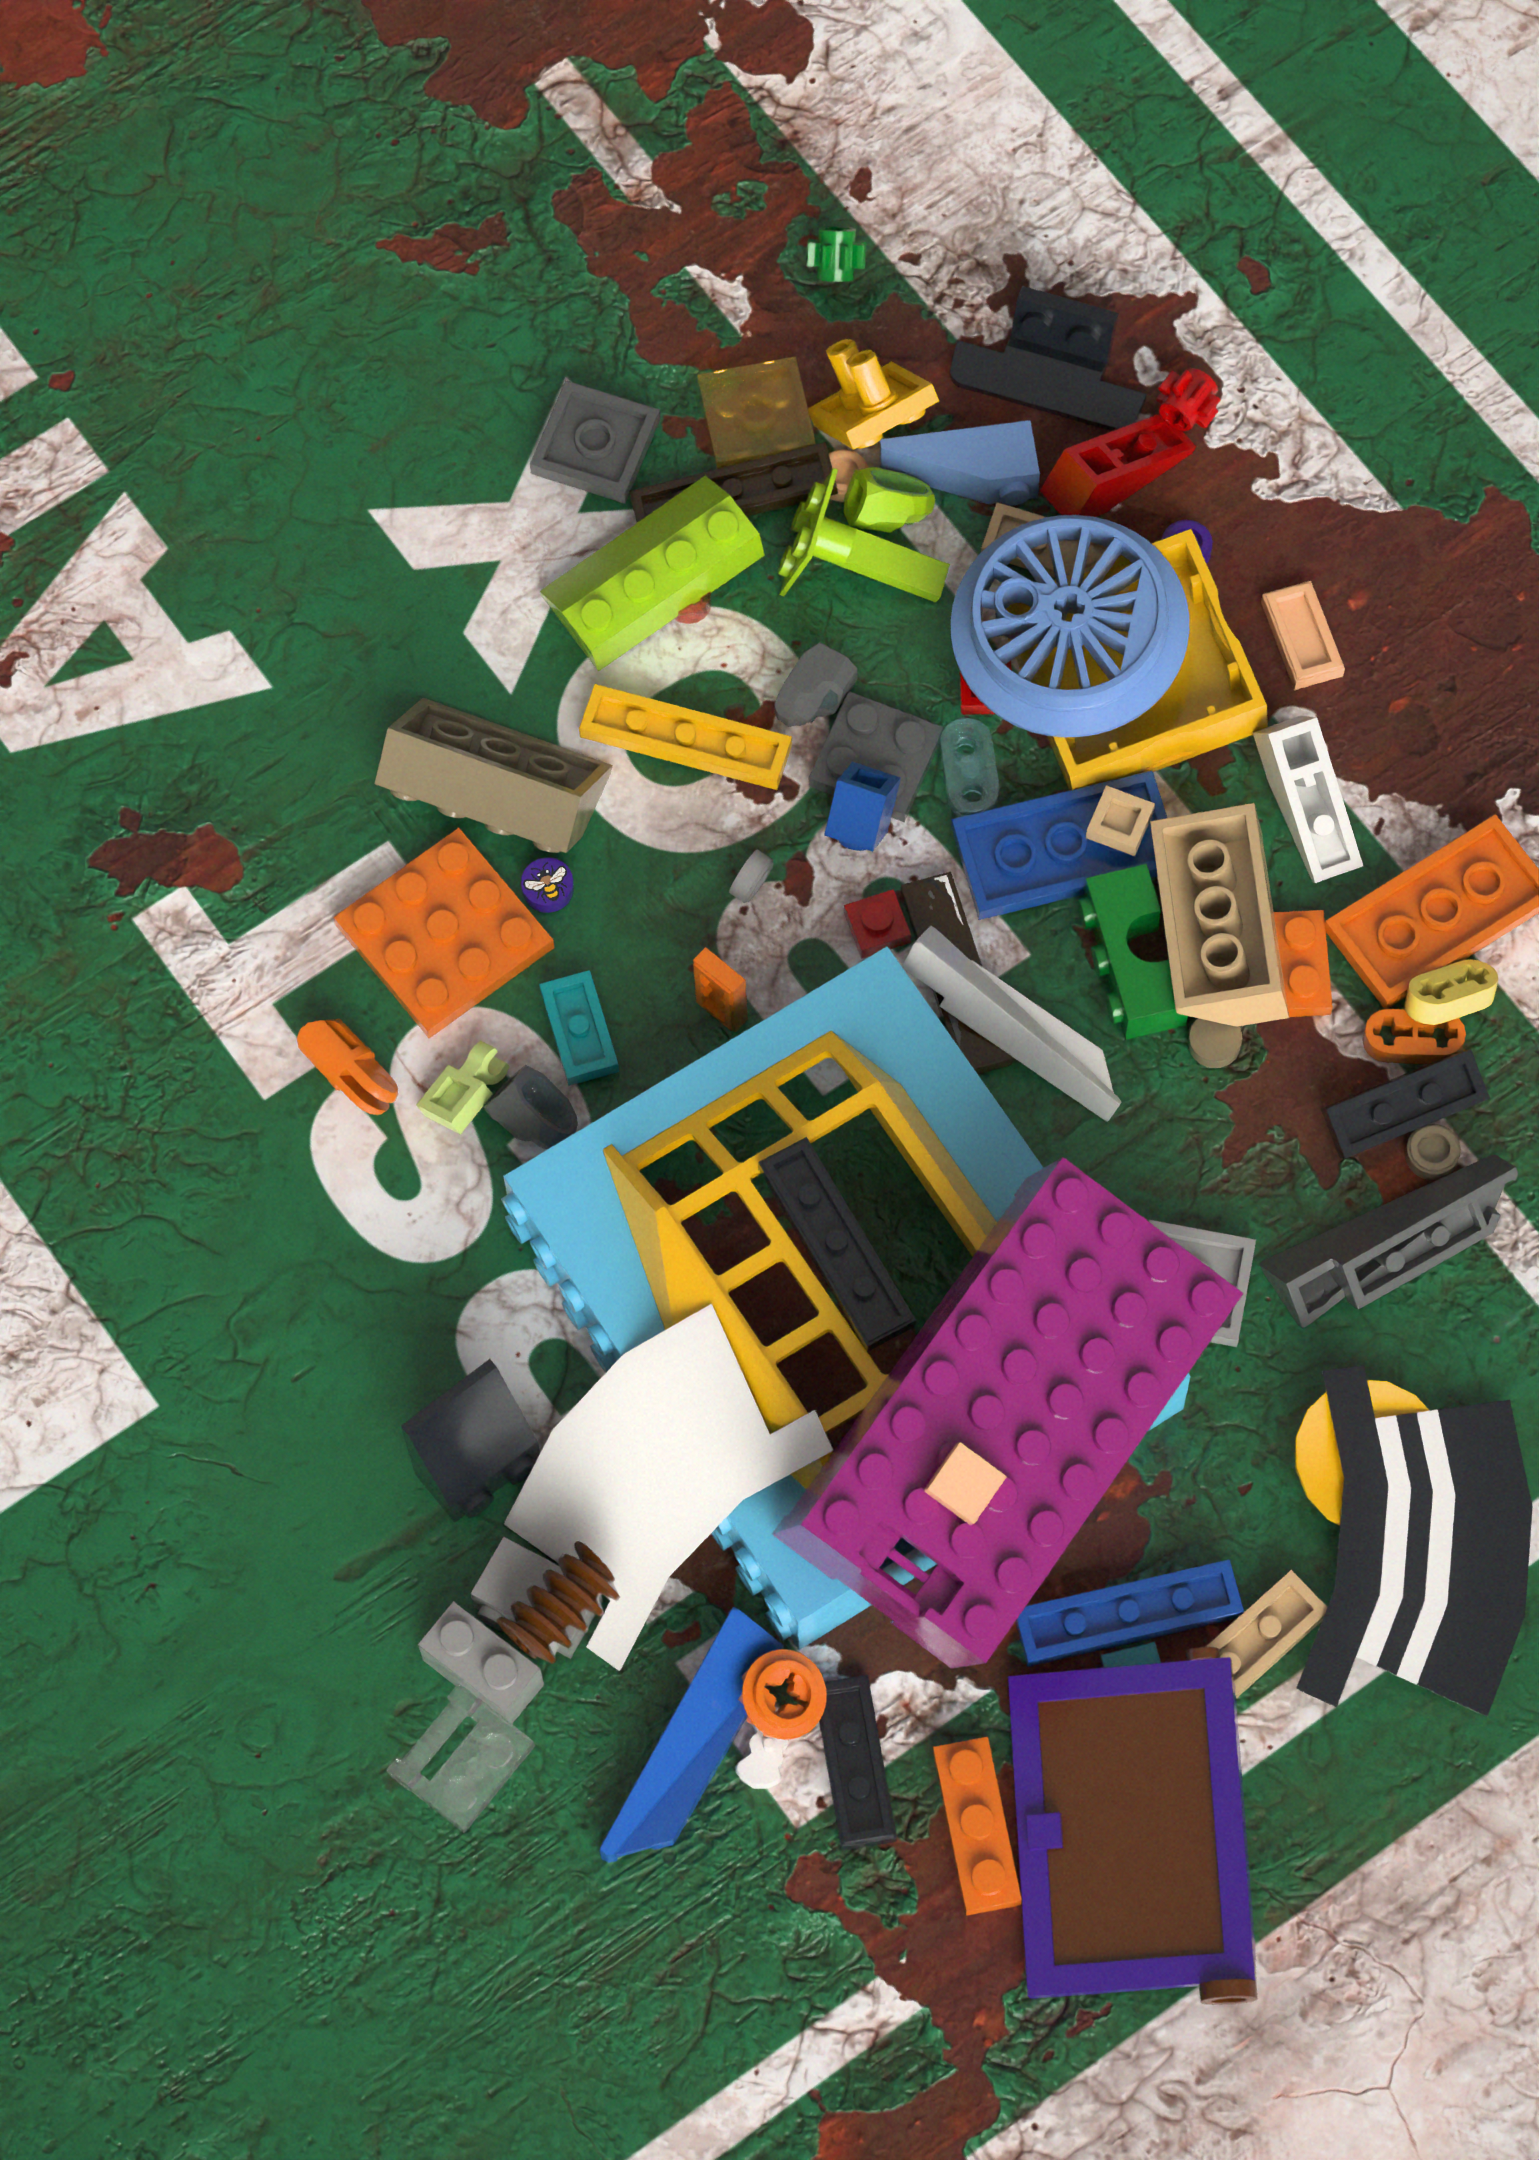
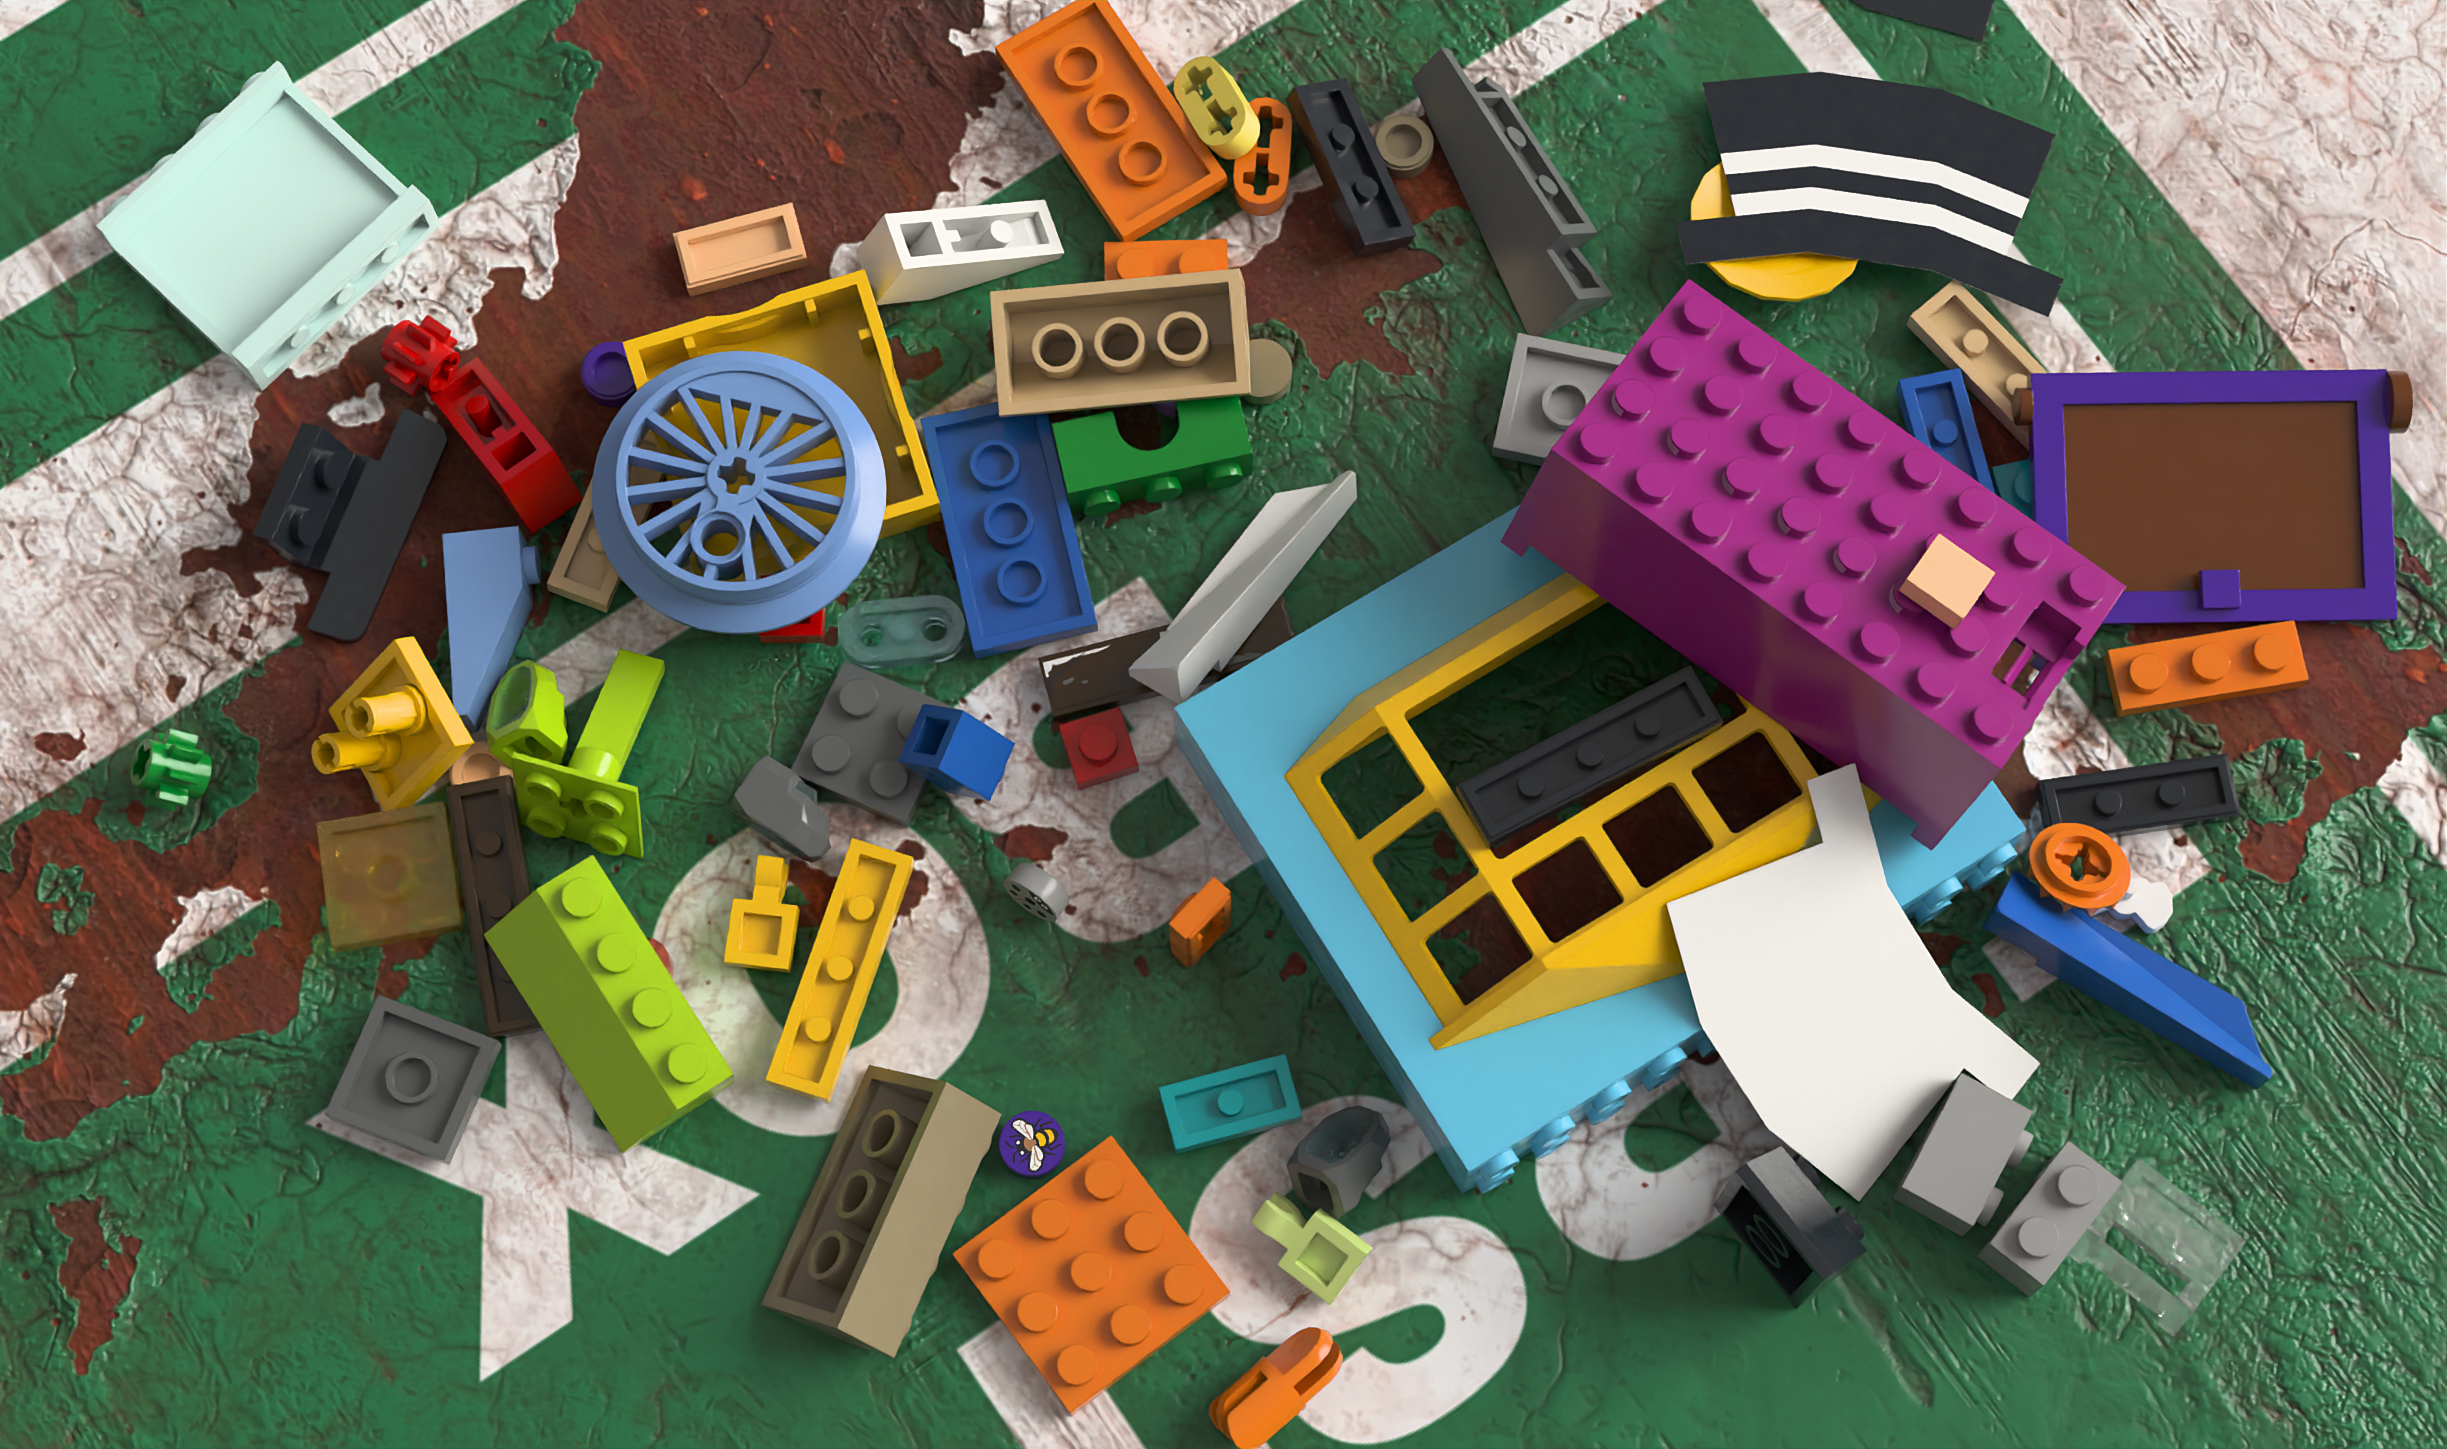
camera: 90 degrees left, 5 degrees up
(560, 1605) = (2003, 1108): reddish brown piece -> none
(718, 677) = (762, 928): none -> yellow plate
(1120, 820) = (994, 450): tan plate -> none
(1299, 286) = (267, 226): none -> light aqua panel

